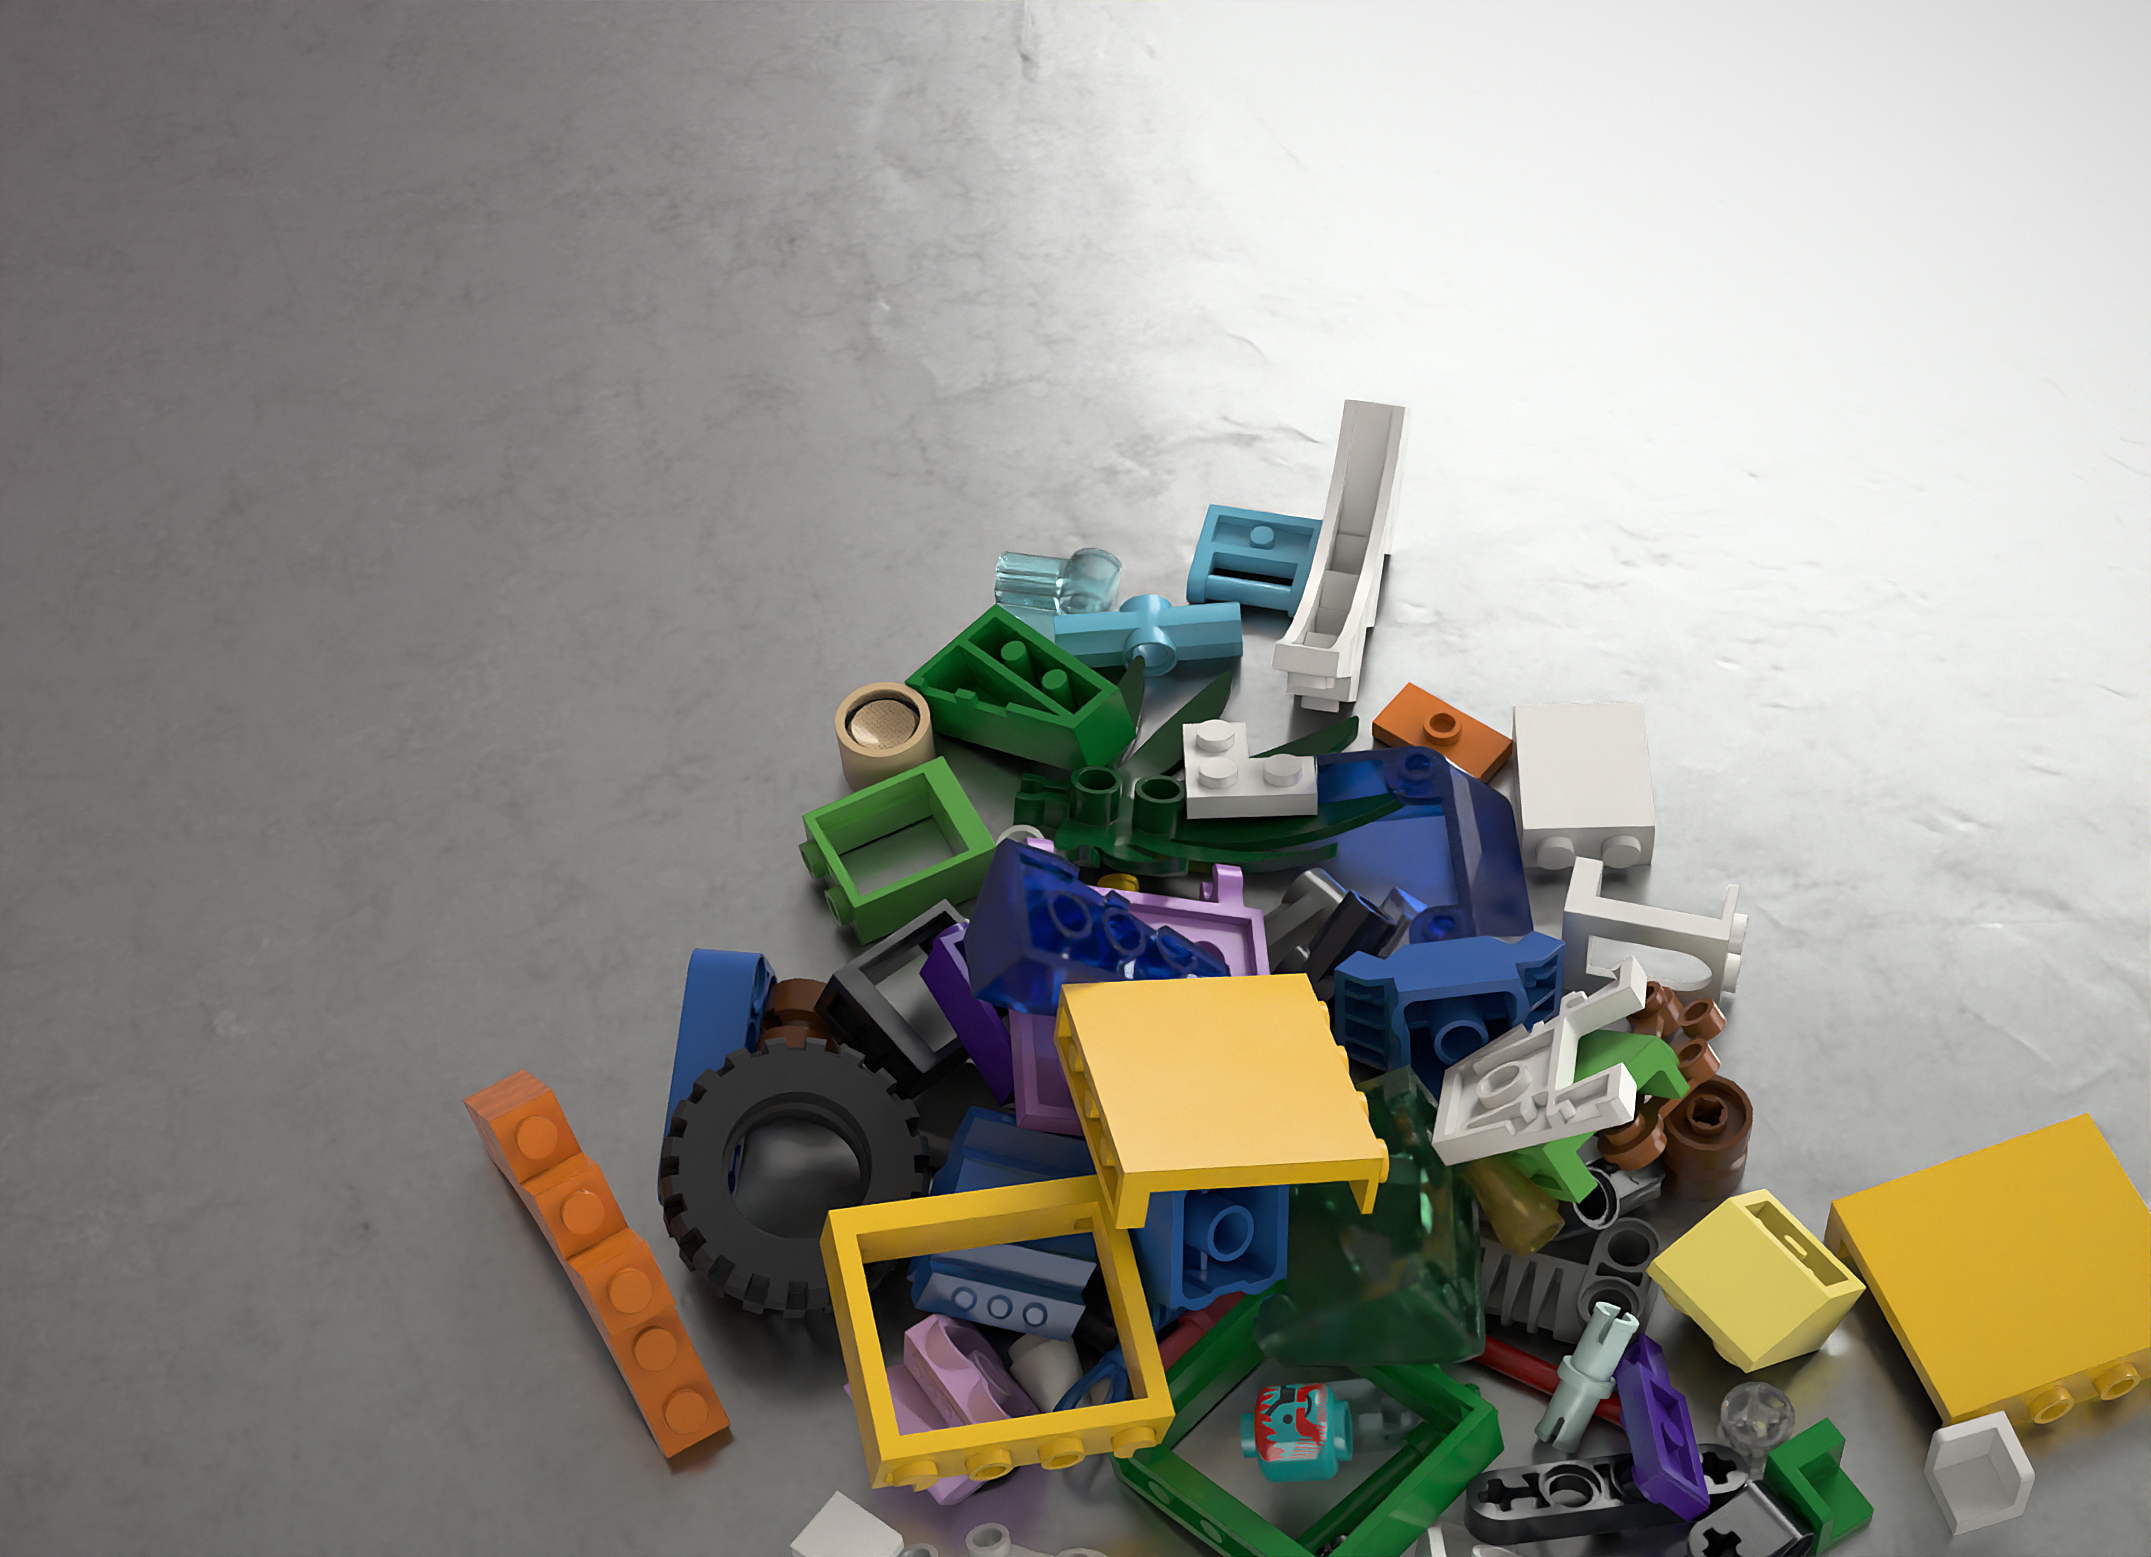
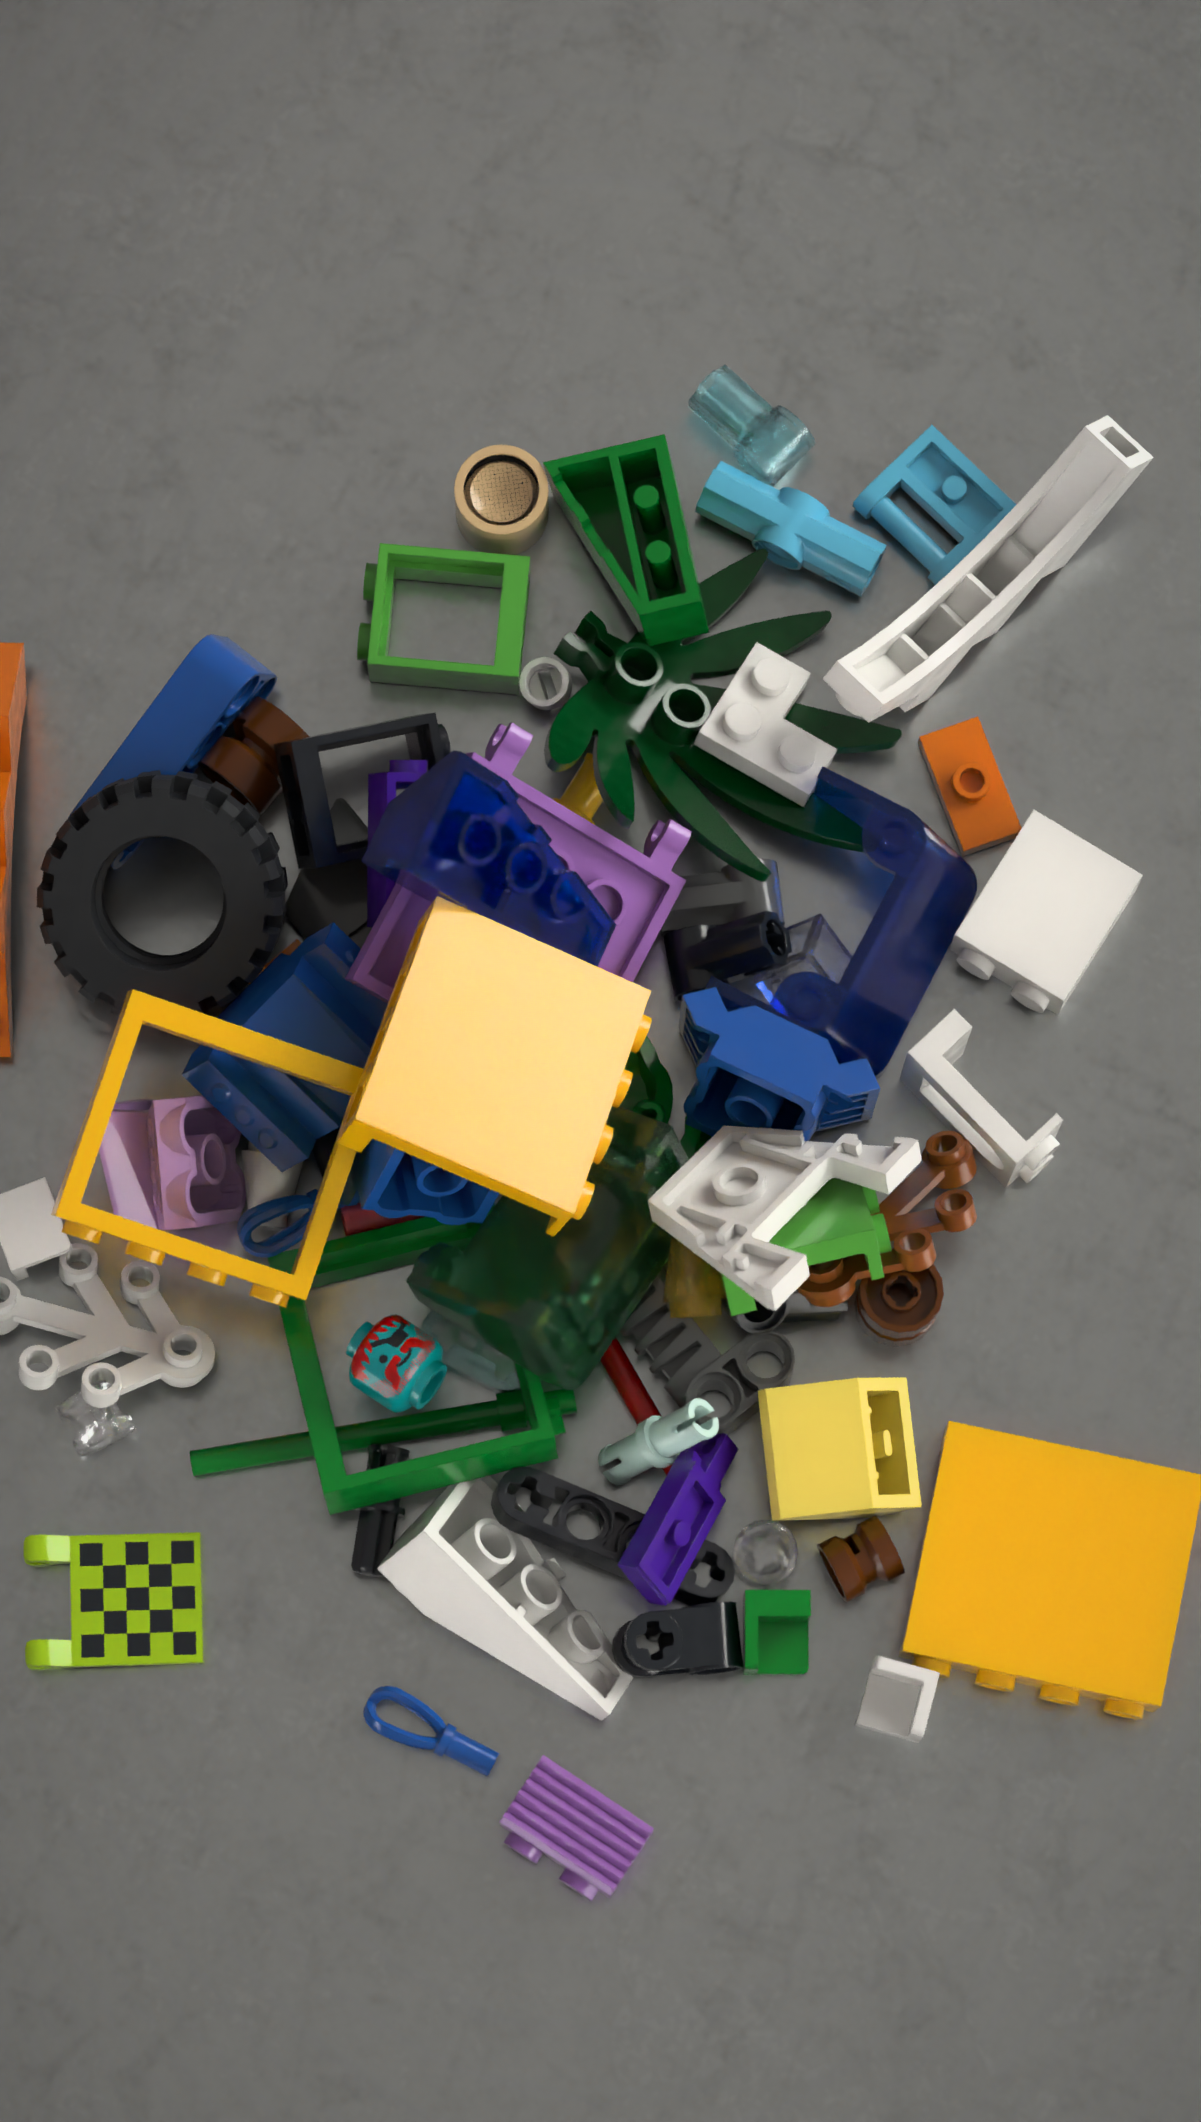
camera: 25 degrees right, 25 degrees up
(1847, 1371) = (860, 1558): none -> reddish brown wheel

